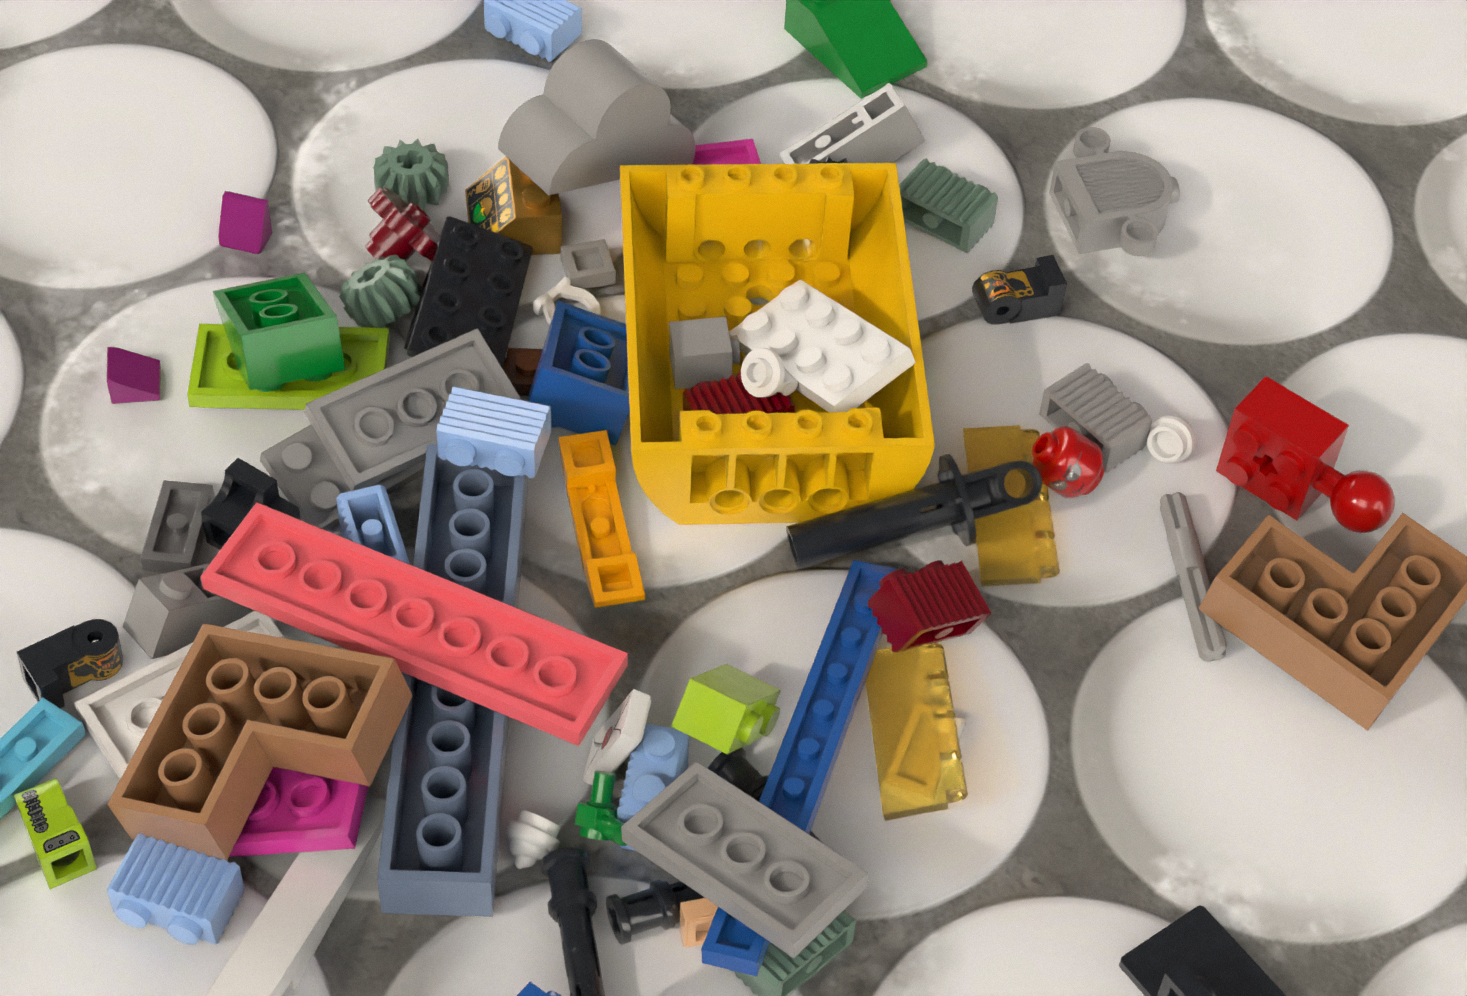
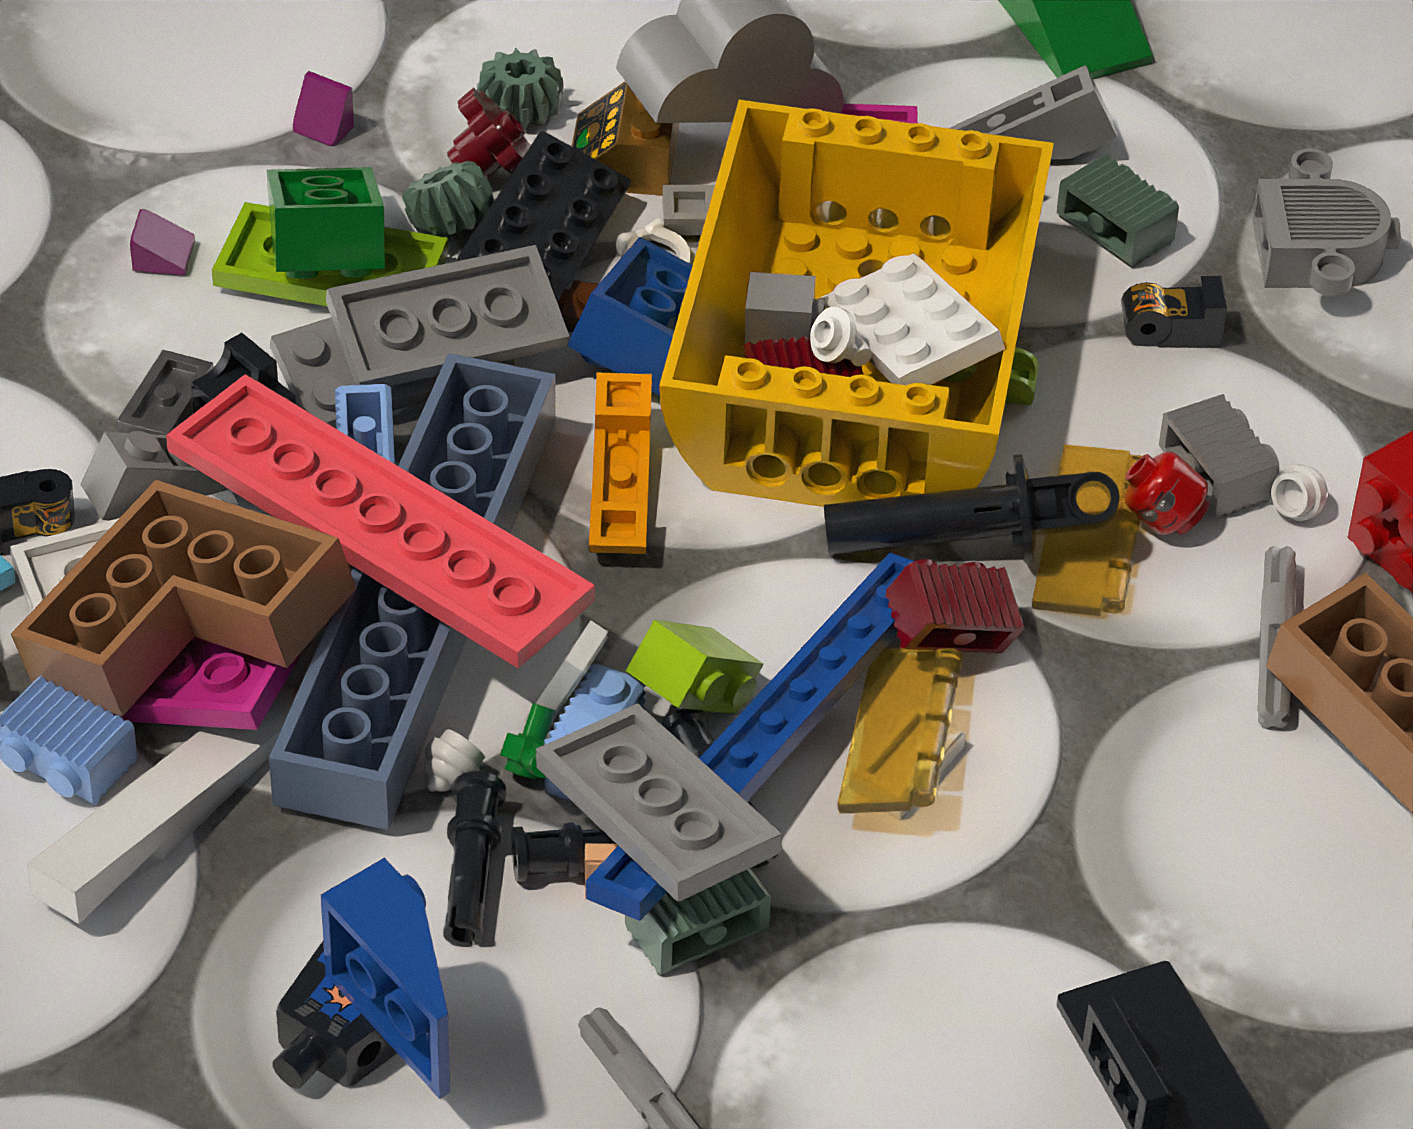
camera: 15 degrees right, 5 degrees down
(493, 432) = (519, 348): light blue brick -> none

